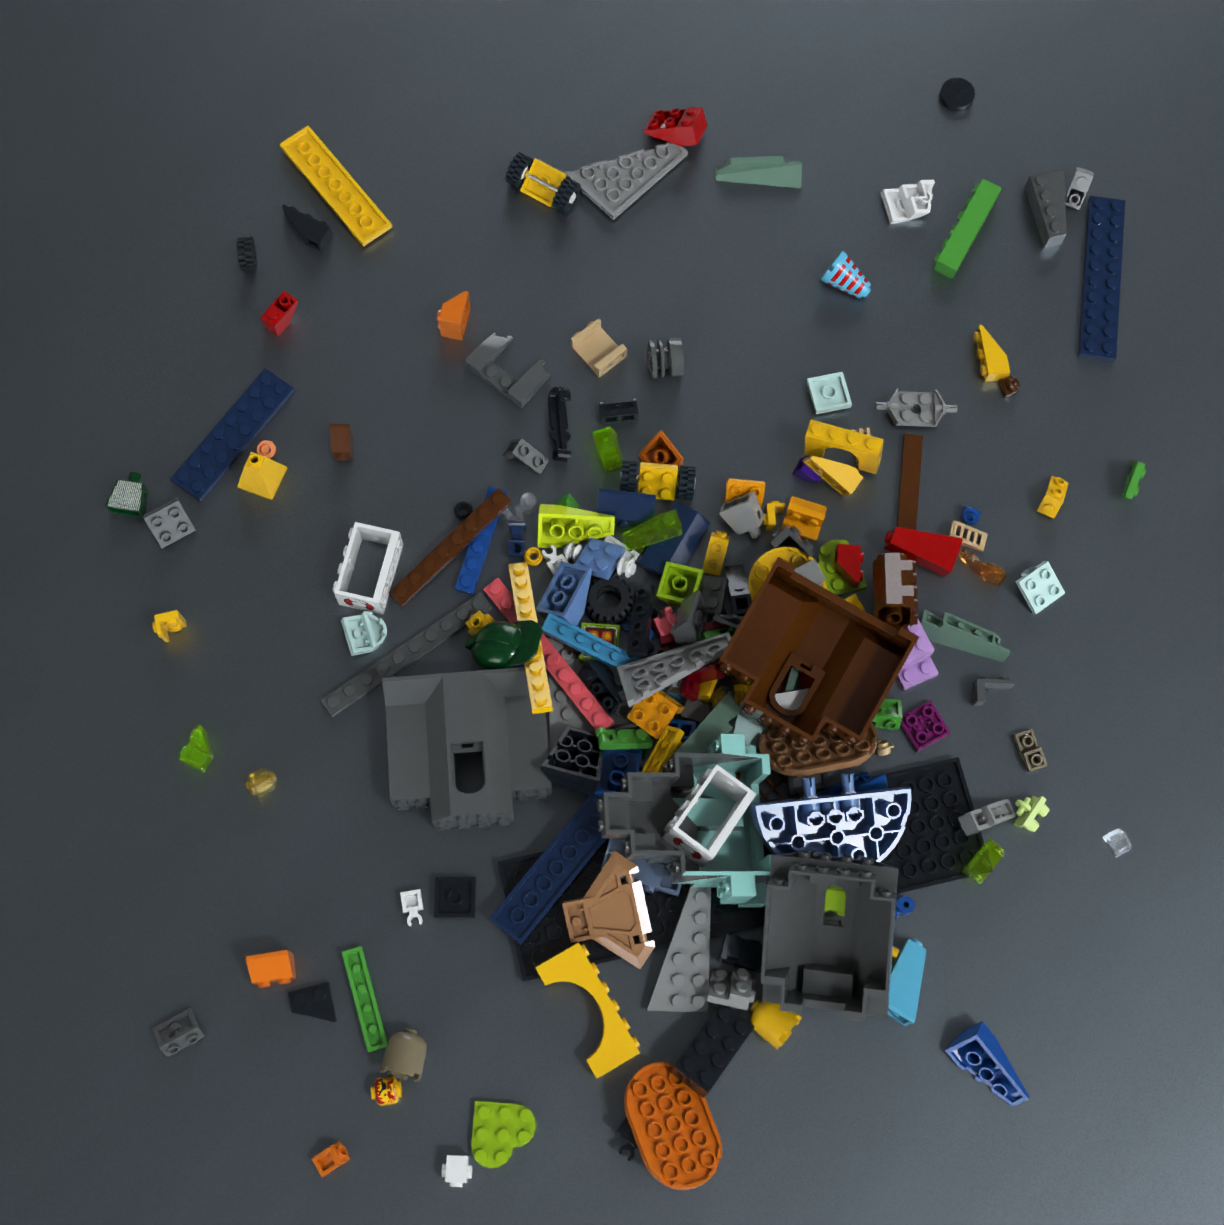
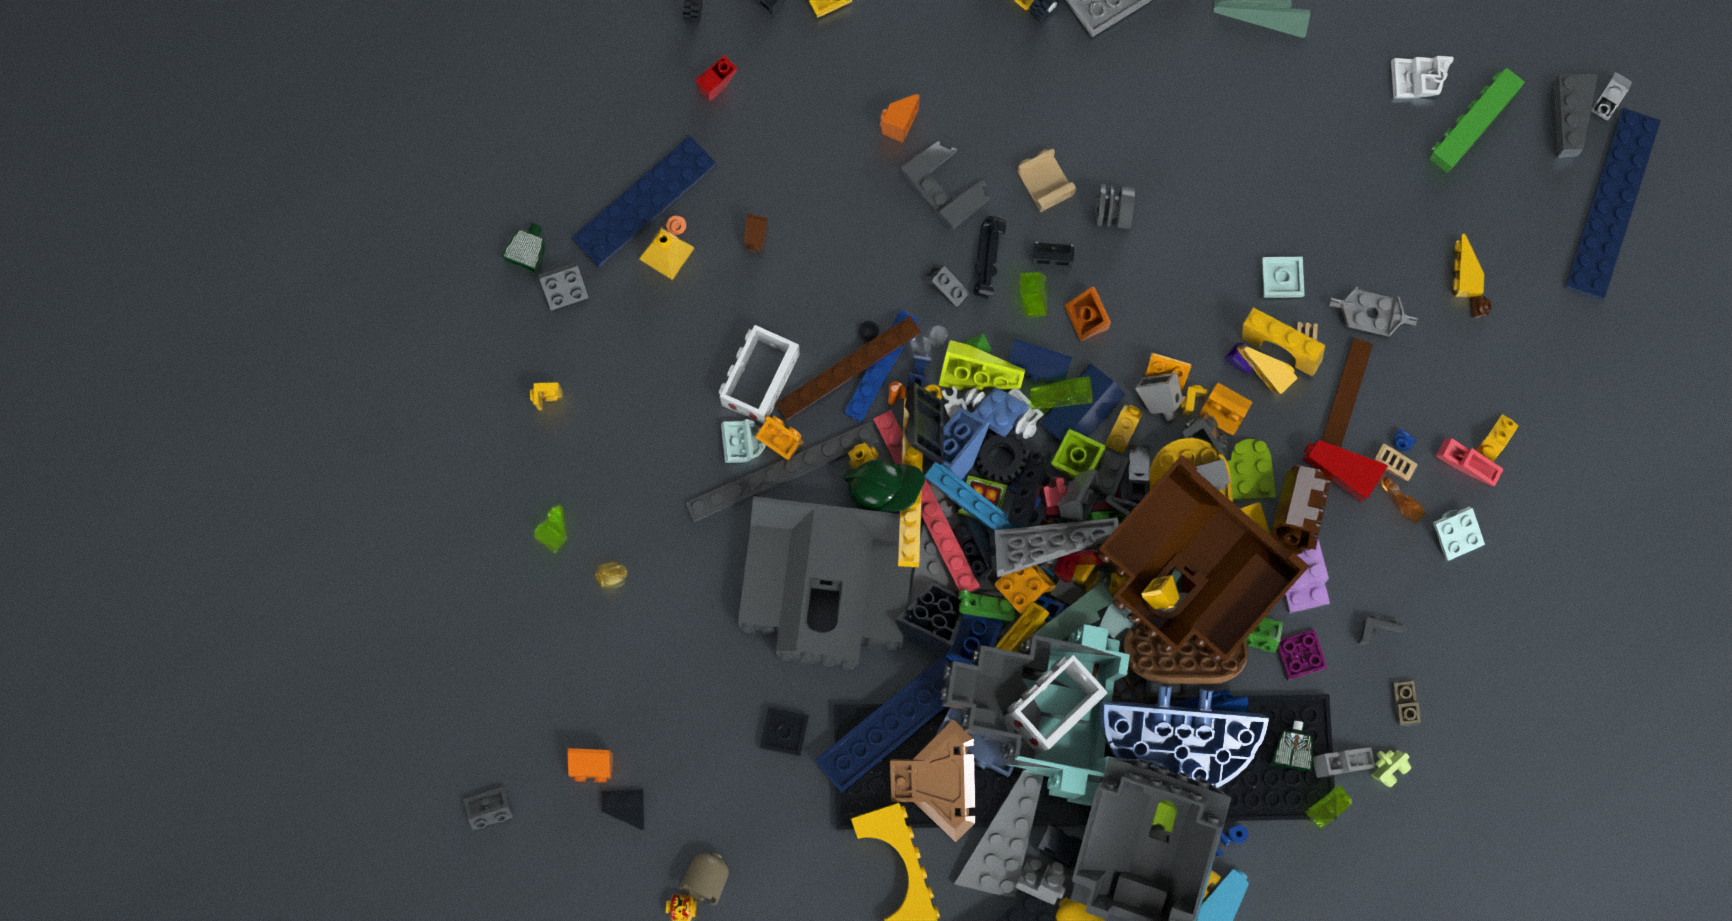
camera: 15 degrees right, 5 degrees up
(365, 999) = (676, 814): bright green plate -> none
(397, 621) = (779, 438): none -> light orange bracket
(411, 904) = (740, 728): white plate -> none
(500, 559) = (896, 391): none -> orange plate
(532, 580) = (925, 423): none -> black slope
(658, 480) = (1078, 339): plate -> none
(786, 691) = (1161, 593): none -> yellow slope
(846, 277) = (1330, 151): medium azure cone -> none
(848, 563) = (1259, 468): red slope -> none
(883, 747) = (1253, 668): tan plate -> none
(938, 814) = (1293, 749): none -> dark green torso
(963, 635) = (1364, 568): sand green wedge -> none
(1033, 522) = (1469, 461): none -> coral slope
(1118, 842) = (1475, 816): clear slope -> none
(1131, 486) = (1593, 430): bright green wing -> none

